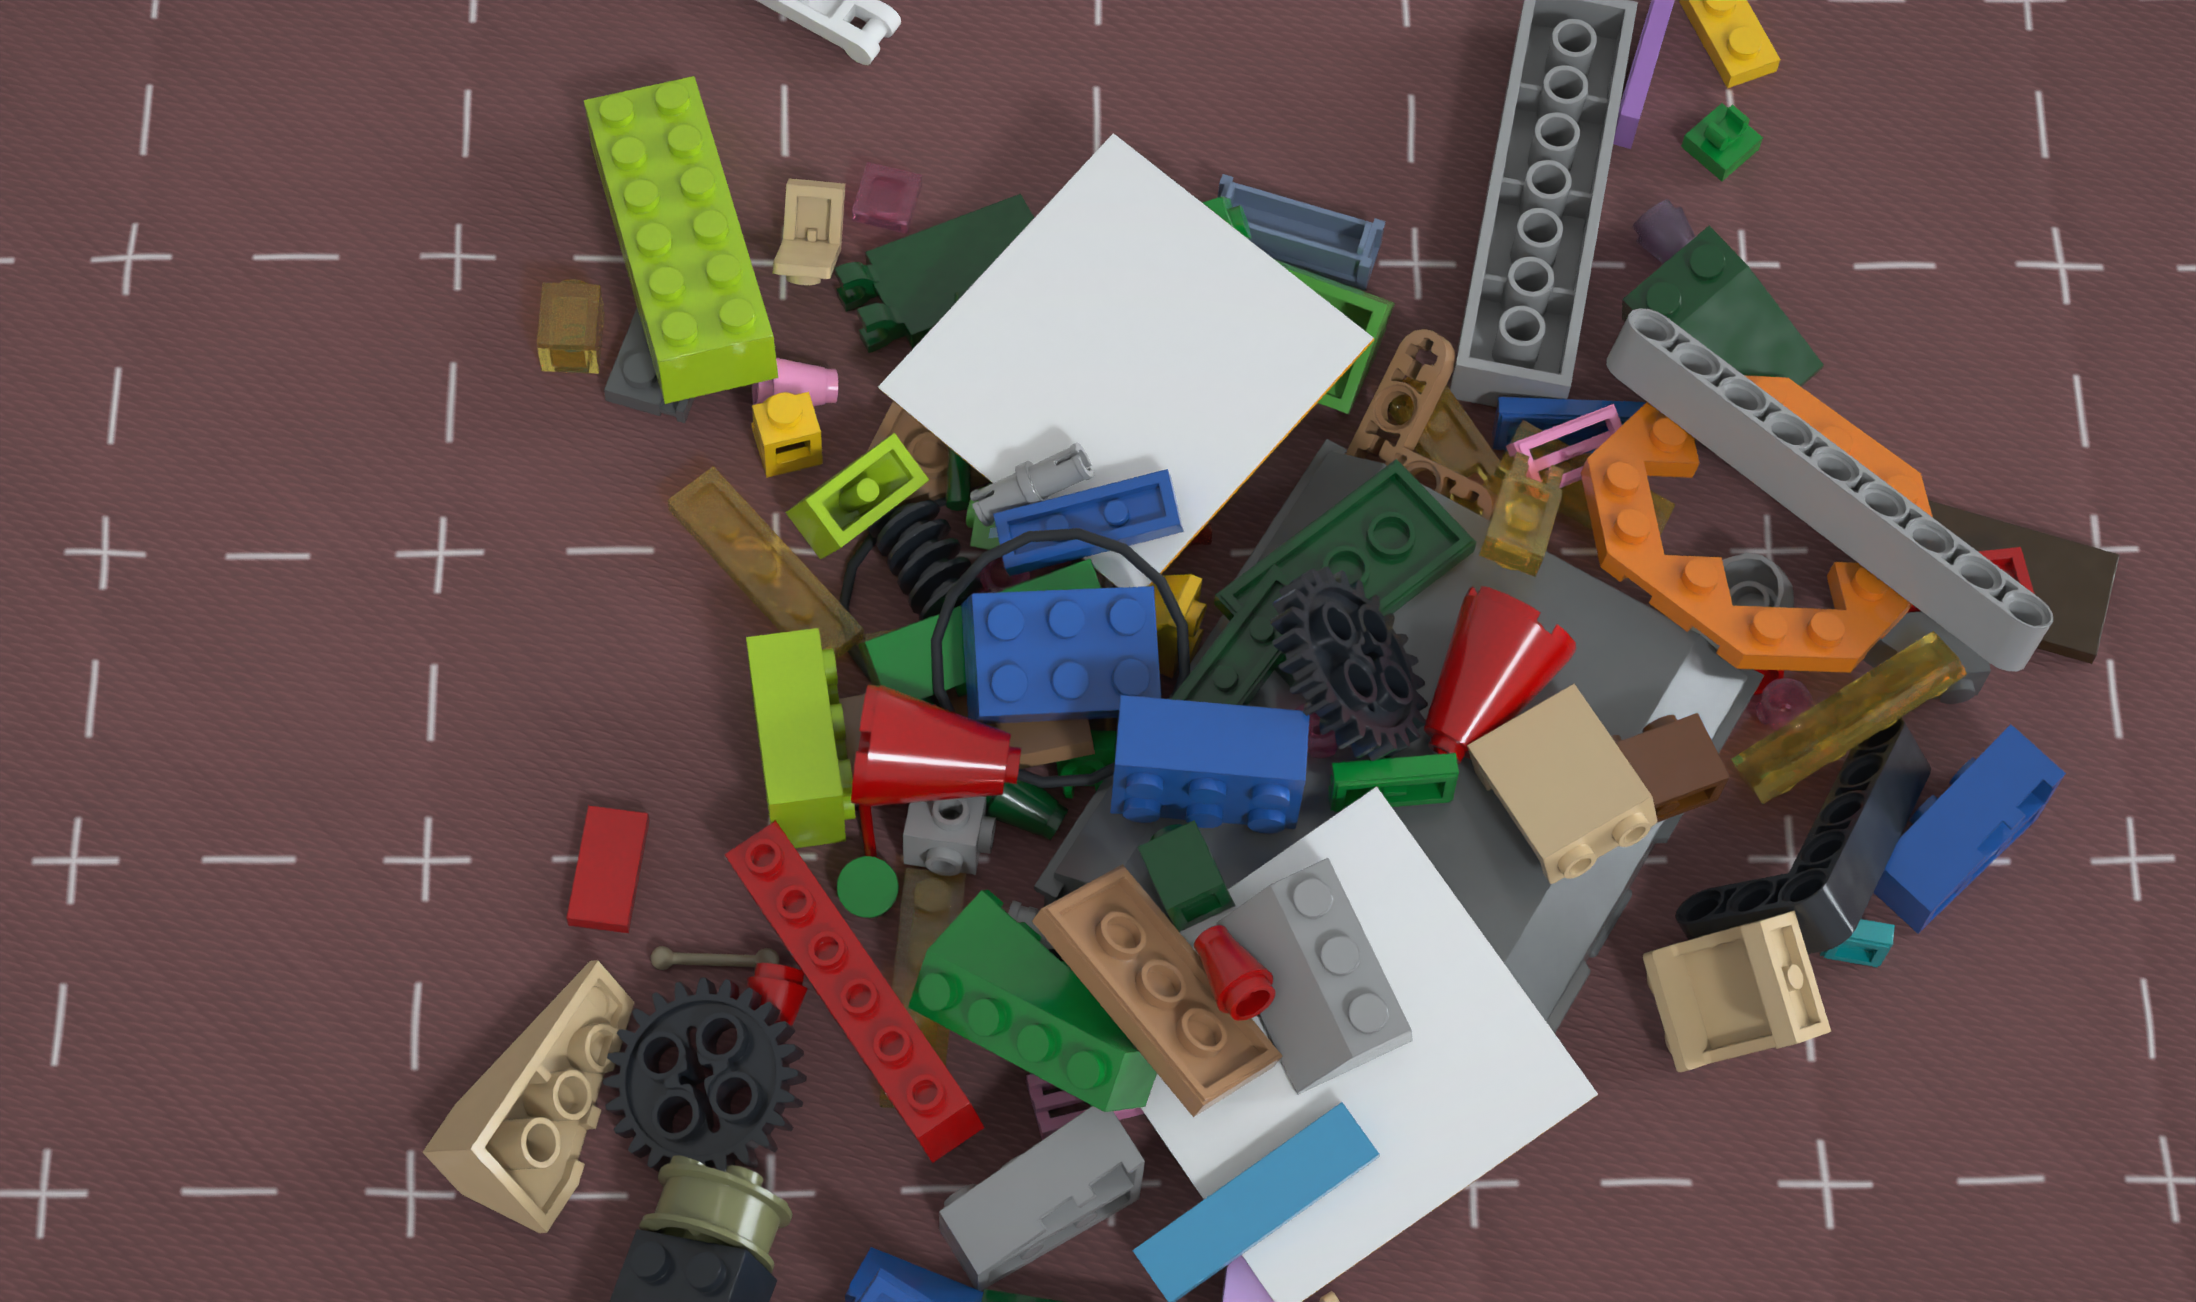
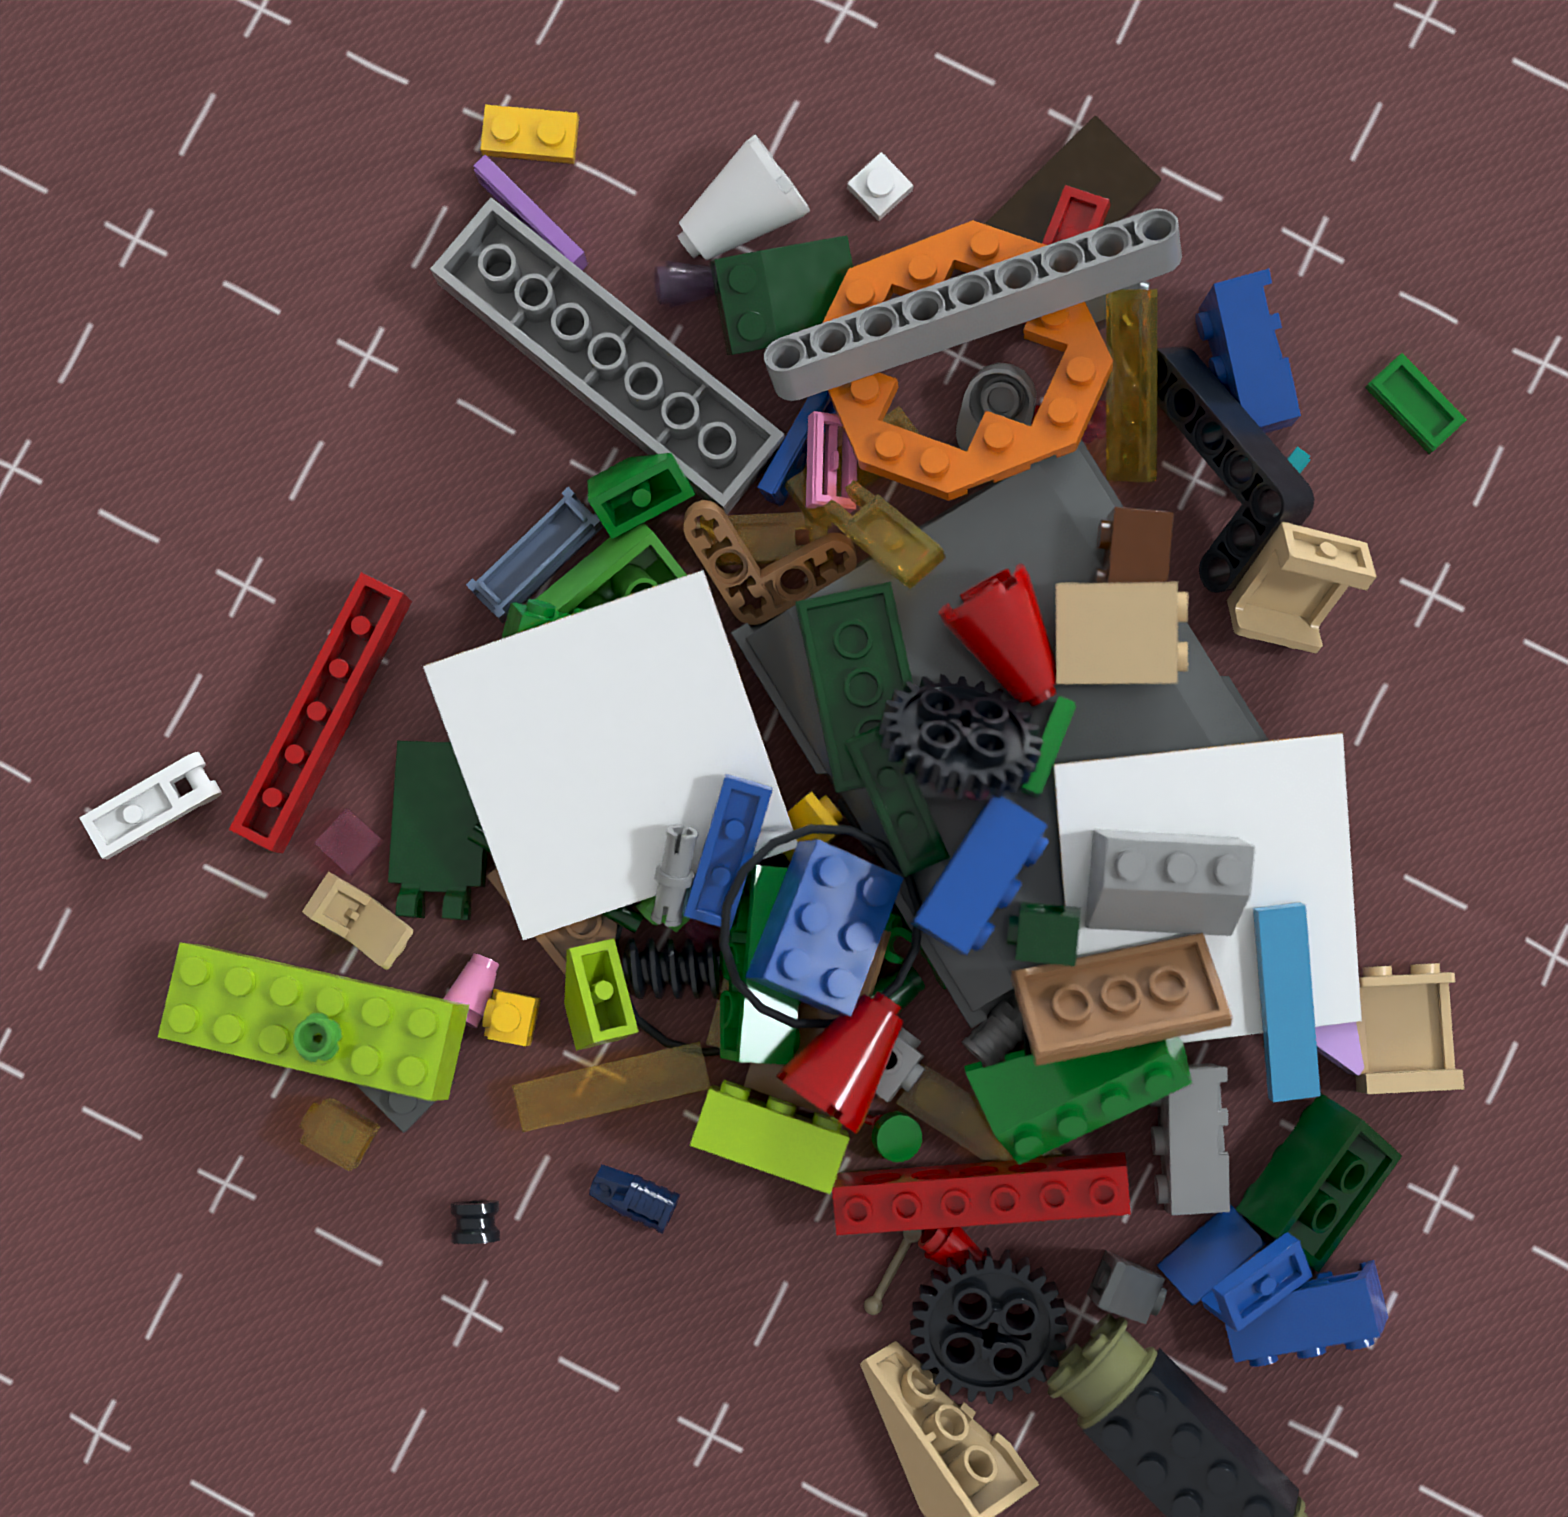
camera: 55 degrees left, 20 degrees up
(544, 500) = (475, 1222): none -> black wheel
(608, 869) = (787, 1312): red tile -> none
(655, 651) = (634, 1197): none -> dark blue hinge
(669, 211) = (305, 1034): none -> bright green plate
(827, 1206) = (1127, 1288): none -> dark grey slope
(1006, 103) = (321, 714): none -> red brick
(1235, 976) = (1137, 940): red cone -> none
(1418, 282) = (637, 491): none -> green slope
(1722, 141) = (620, 196): green tile -> none
(1795, 247) = (741, 204): none -> white cone
(1898, 382) = (880, 186): none -> white plate
(2030, 1053) = (1415, 403): none -> green tile

